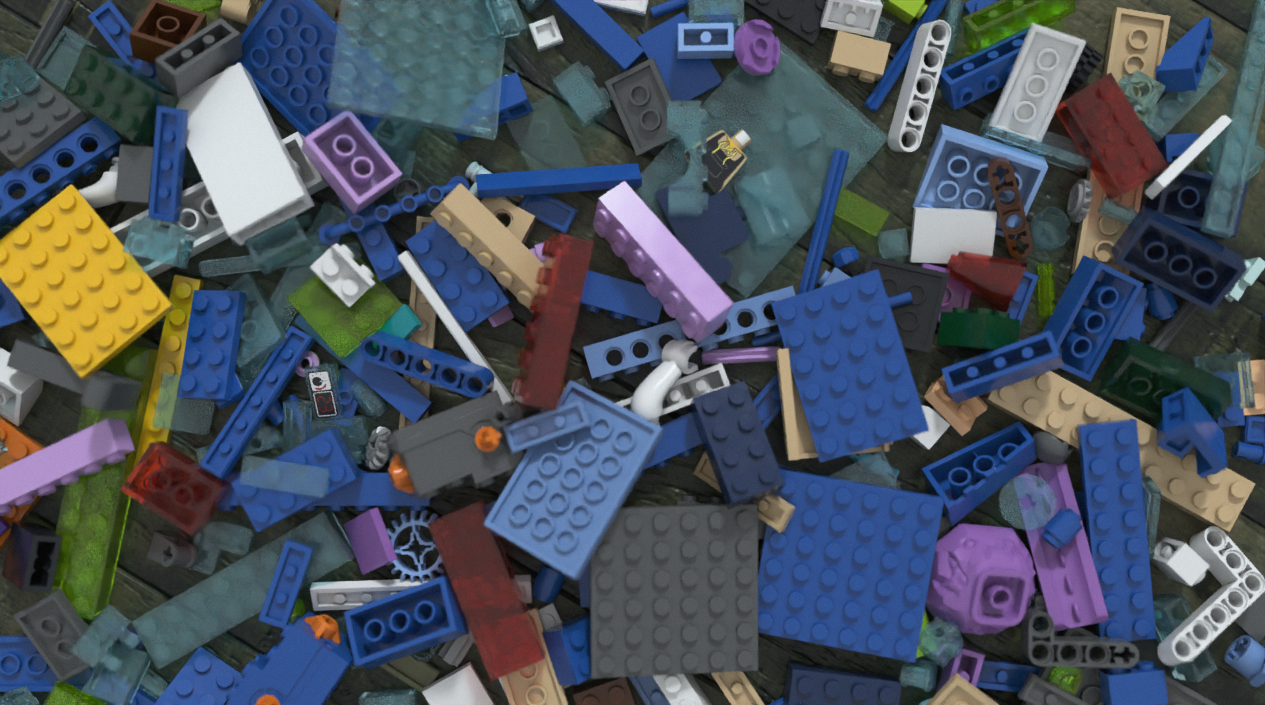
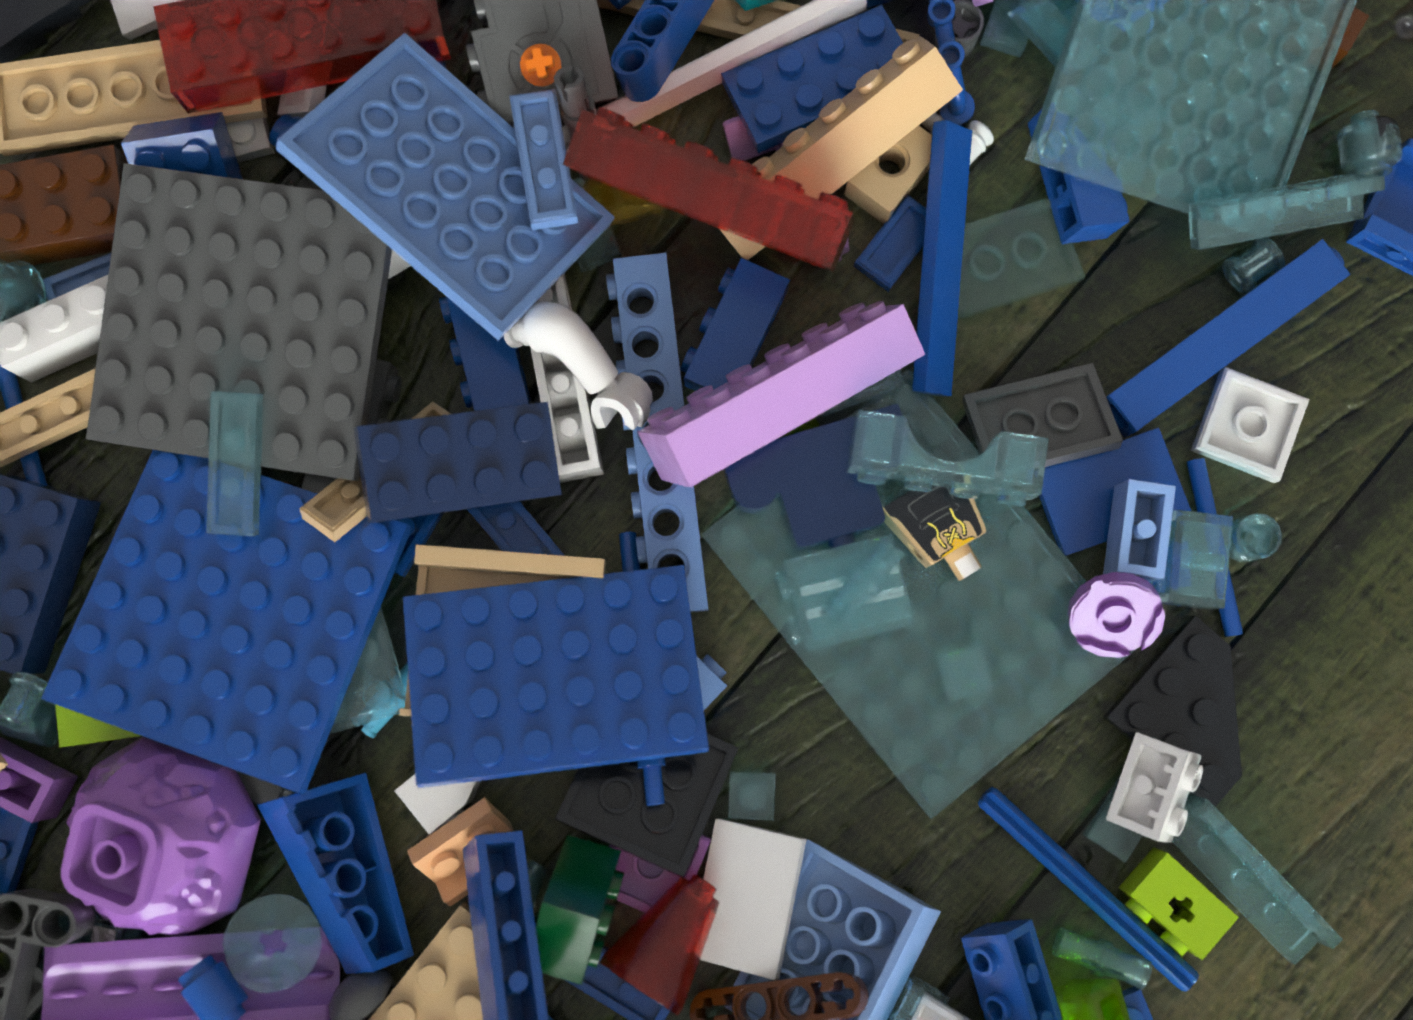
camera: 105 degrees right, 5 degrees down
(546, 33) = (1184, 286): white tile -> none
(582, 93) = (1078, 323): clear light blue brick -> none
(739, 355) = (610, 506): lavender axle -> none
(760, 575) = (234, 463): none -> clear light blue tile
(824, 221) = (807, 682): blue axle -> none
(845, 256) = (742, 708): blue tile -> none
(858, 56) = (1075, 788): tan brick -> none
(860, 211) = (815, 745): clear neon green plate -> none
(928, 77) = (1021, 902): white beam -> none
(940, 641) = (68, 750): clear light blue brick -> none

